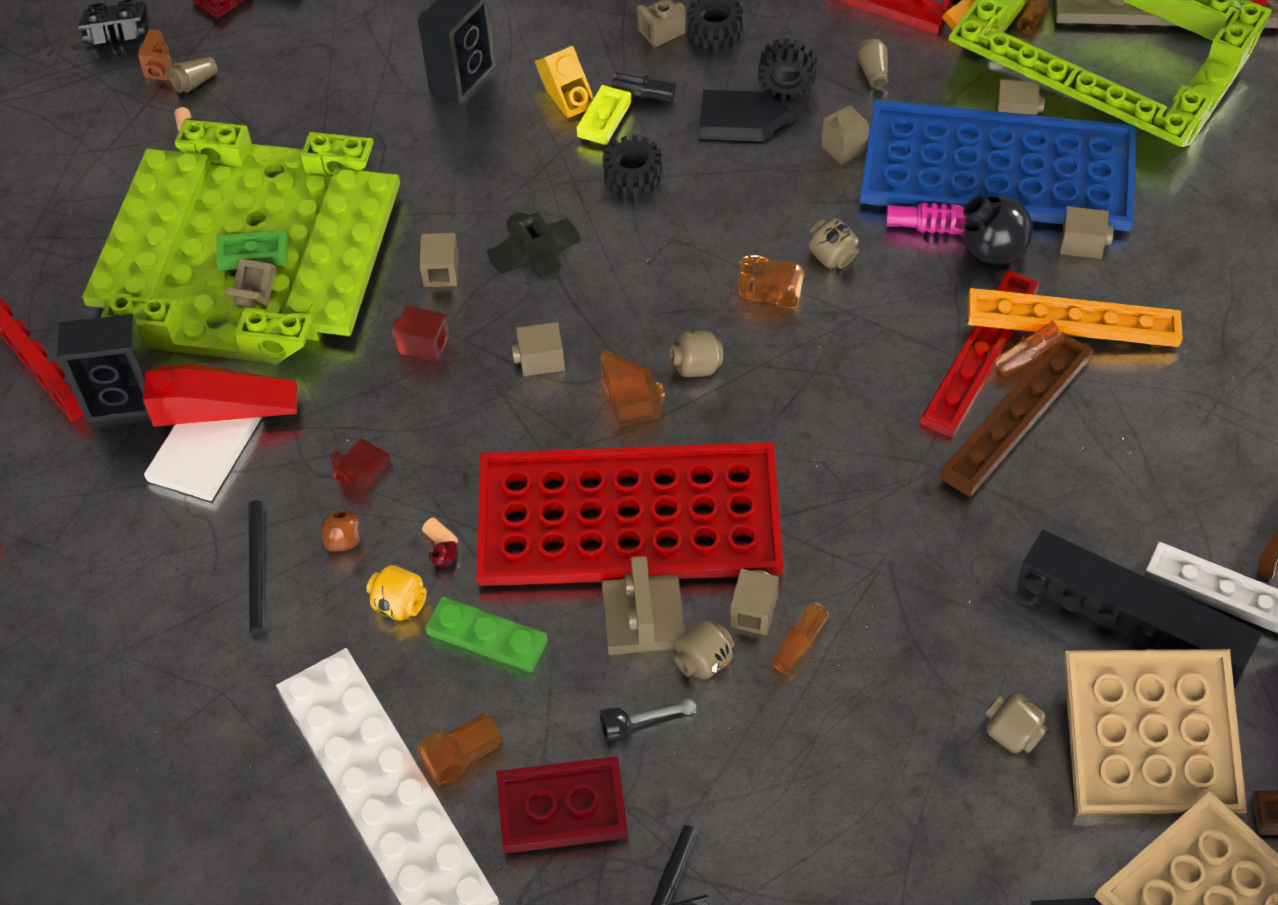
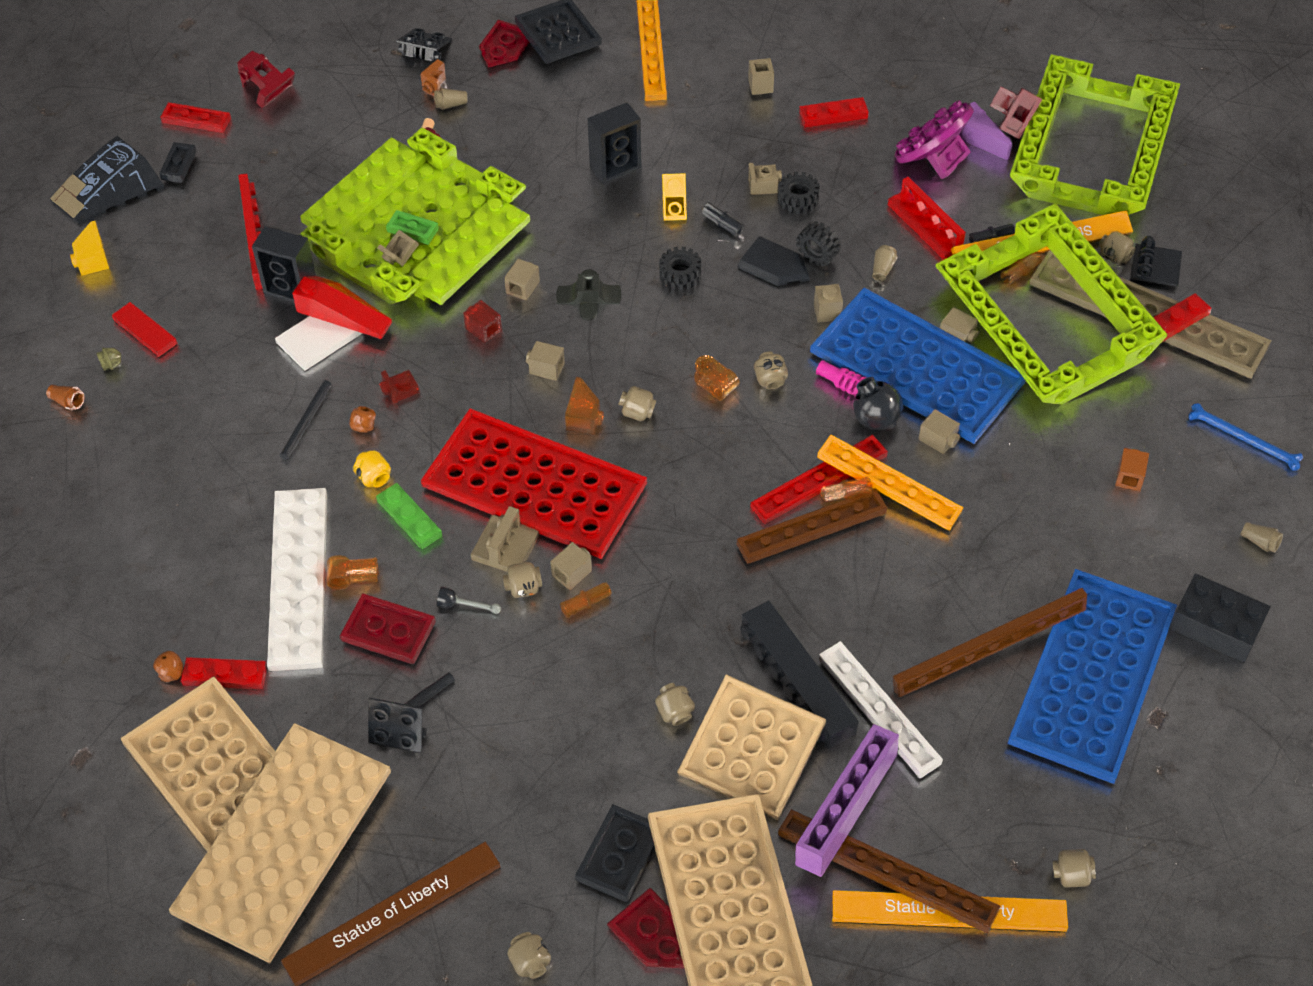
camera: 25 degrees right, 0 degrees up
(445, 542) = (419, 451): arm -> none
(604, 114) = (685, 227): neon yellow plate -> none

